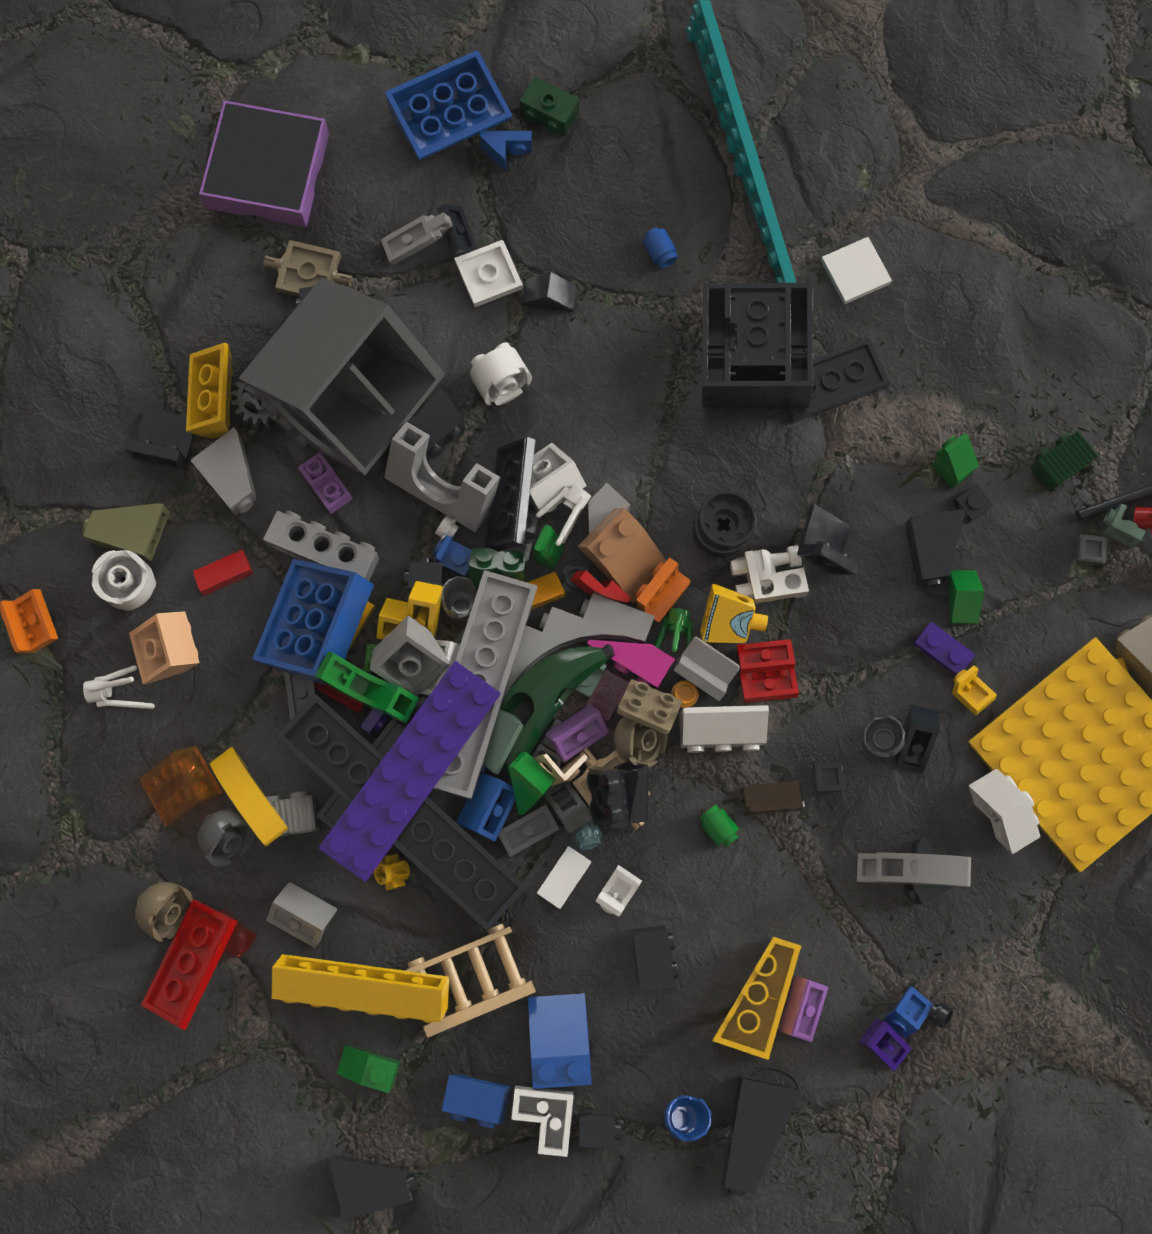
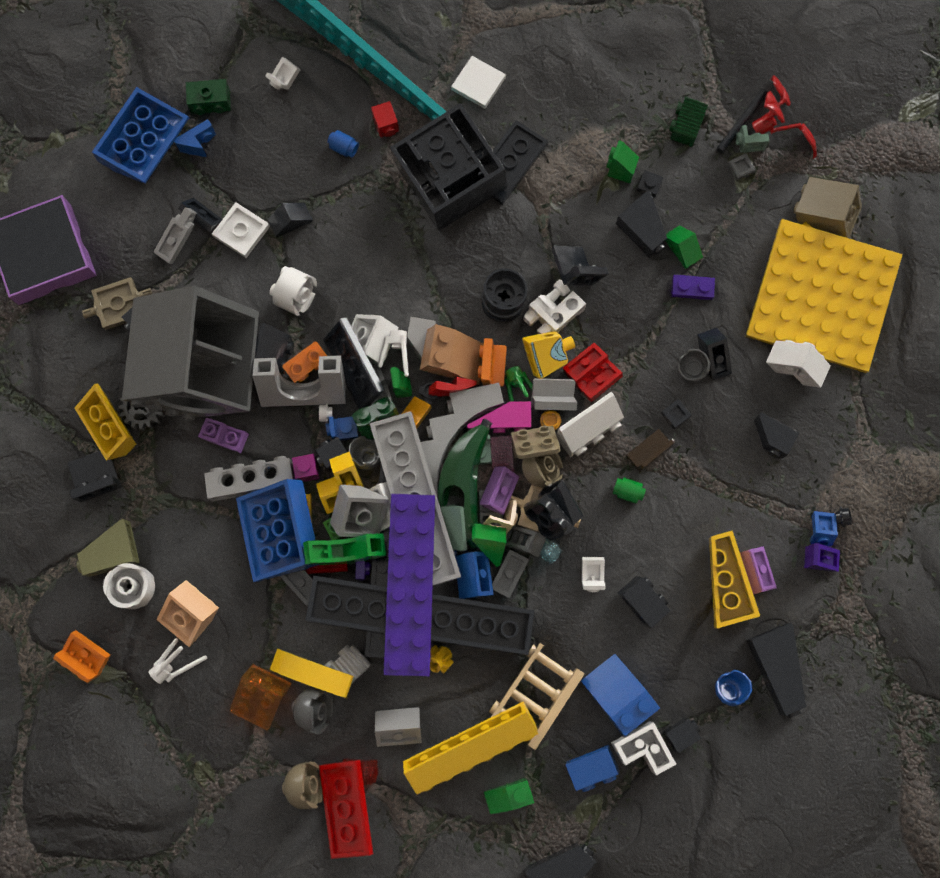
camera: 30 degrees left, 0 degrees up
(222, 572) = (193, 538): red slope -> none
(228, 471) = (152, 469): light grey slope -> none
(387, 574) = (306, 468): none -> magenta brick
(459, 459) = (304, 362): none -> orange bracket
(564, 877) = (552, 589): white tile -> none
(646, 131) = (283, 74): none -> white bracket
(724, 249) = (385, 119): none -> red brick
(914, 869) = (769, 436): light grey slope -> none
(972, 691) = (728, 302): yellow bracket -> none

